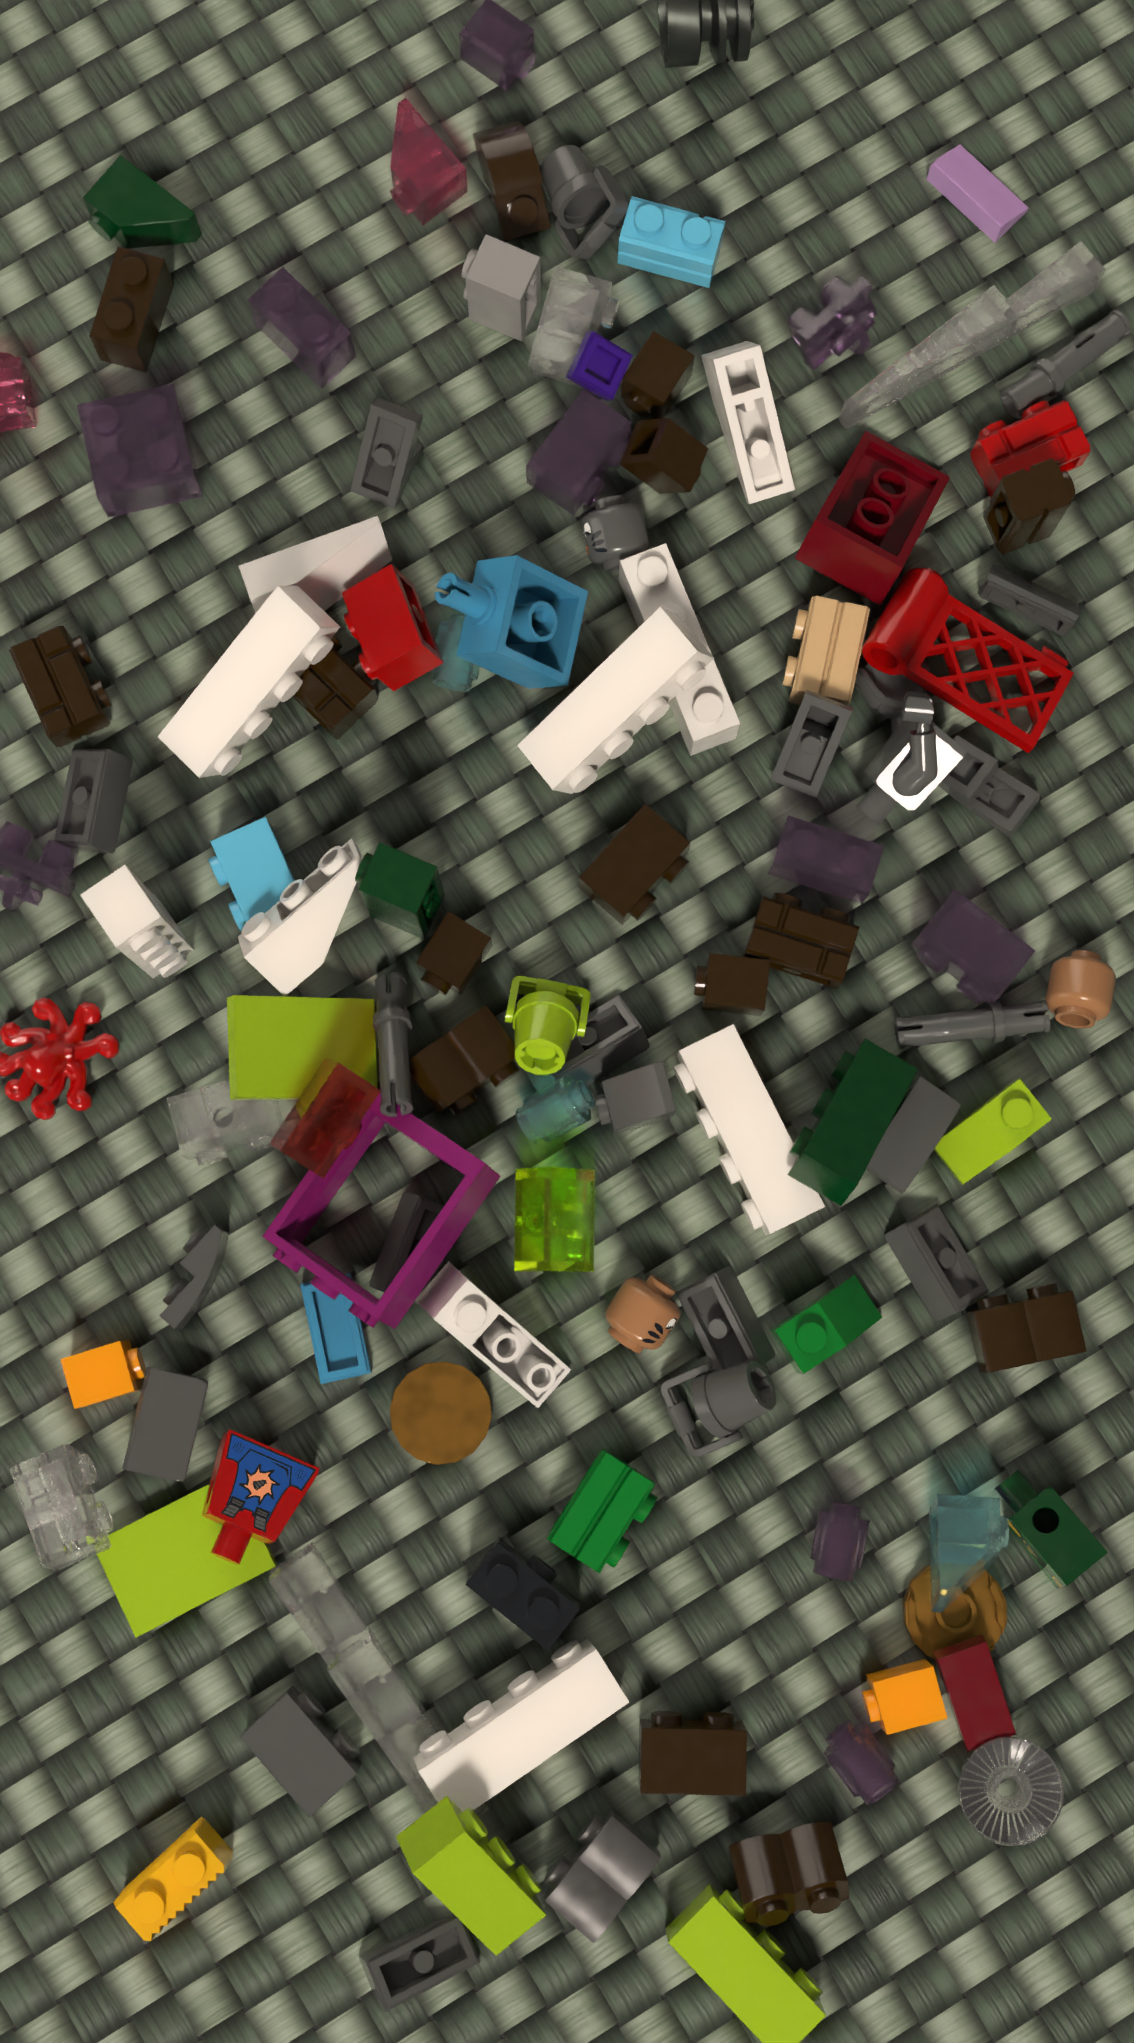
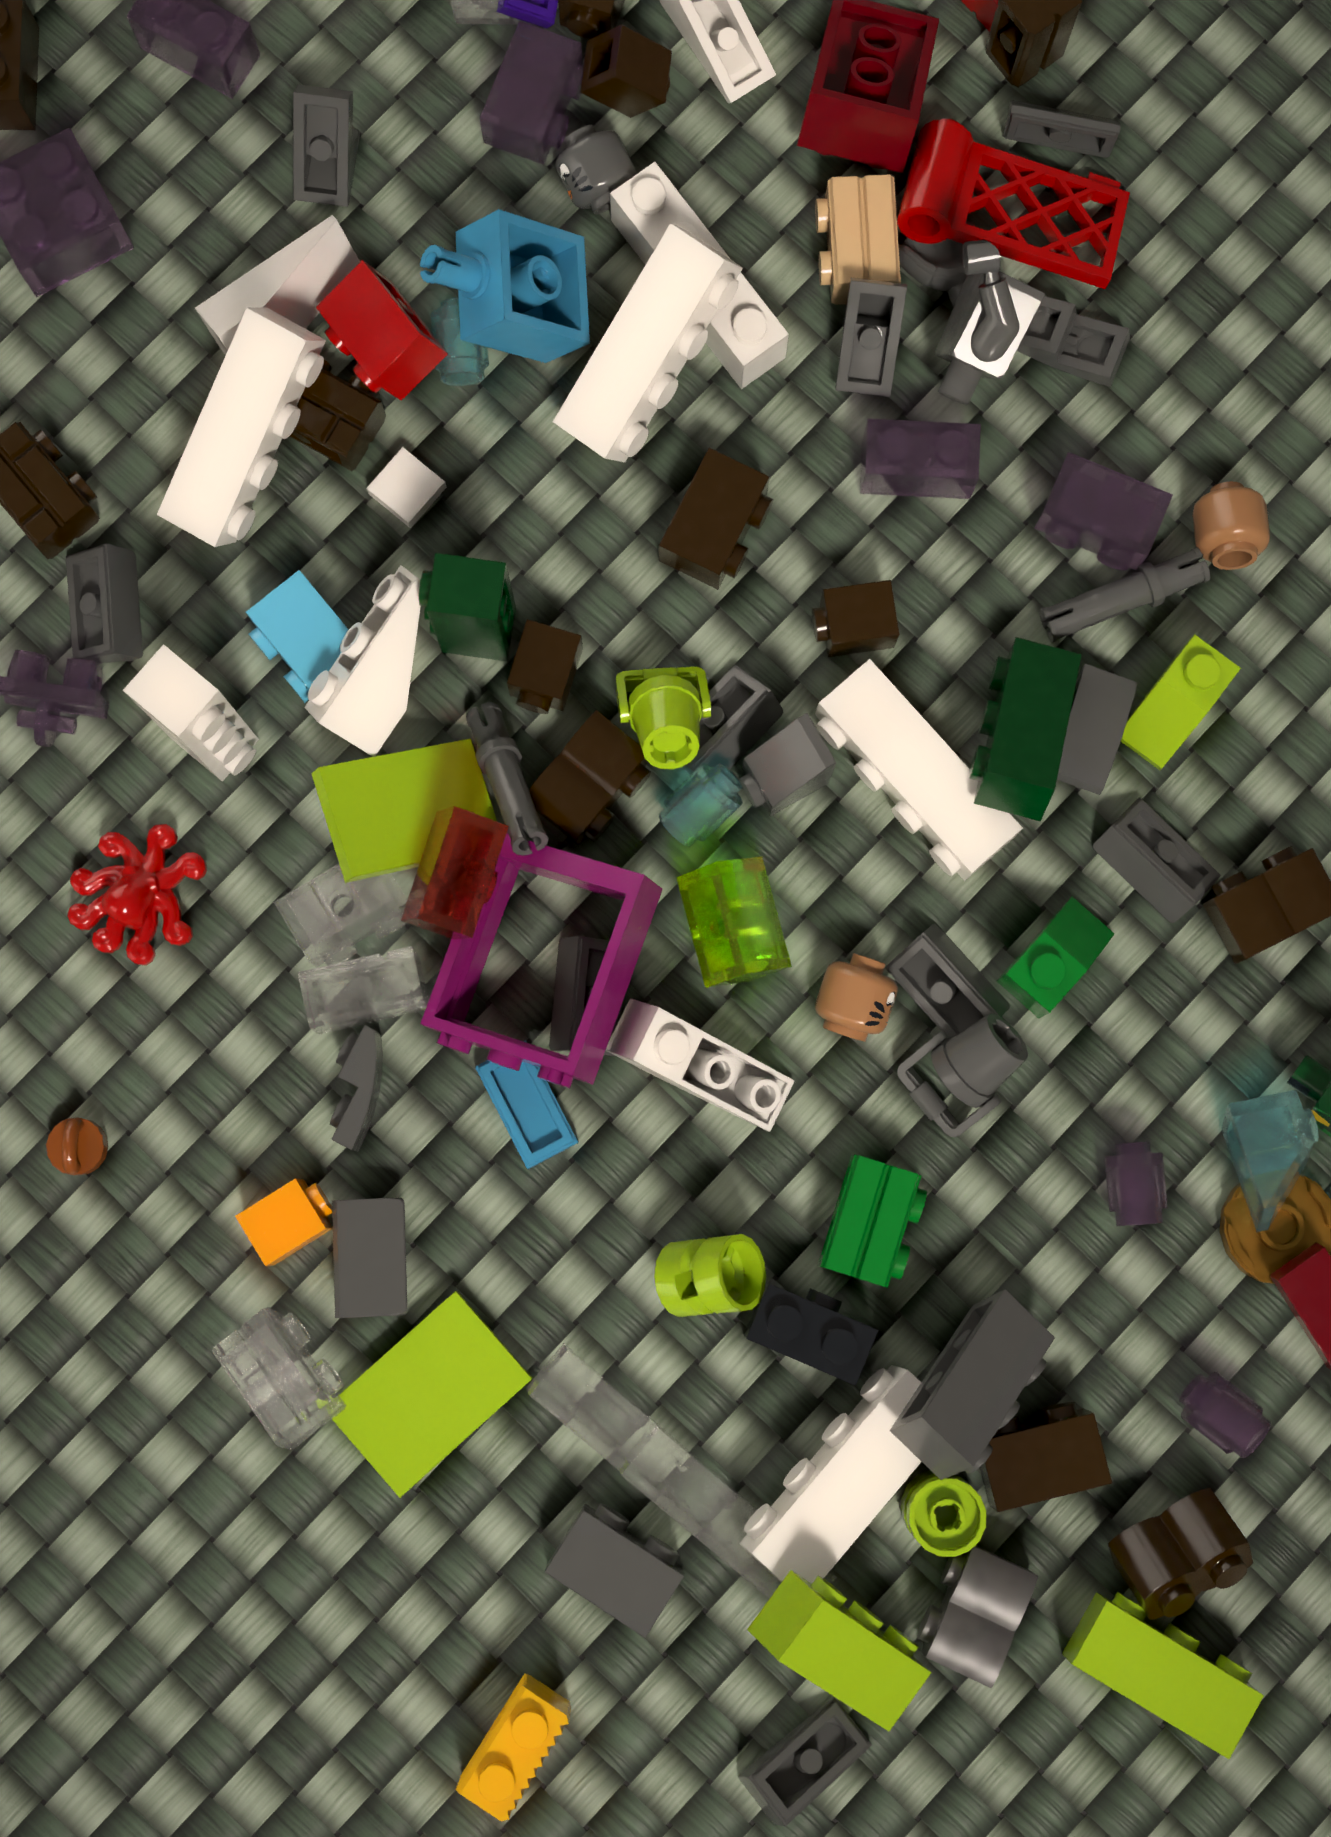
camera: 15 degrees left, 0 degrees up
(222, 1194) = (363, 990): none -> clear brick
(253, 1493) = (486, 1304): torso -> none
(378, 766) = (406, 487): none -> white tile
(440, 1412) = (666, 1164): pearl gold tile -> none
(450, 1521) = (710, 1275): none -> lime wheel
(594, 1780) = (943, 1514): none -> lime wheel
(649, 1679) = (974, 1386): none -> dark grey brick
(802, 940) = (918, 551): dark brown brick -> none
(904, 1697) = (1251, 1332): light orange brick -> none

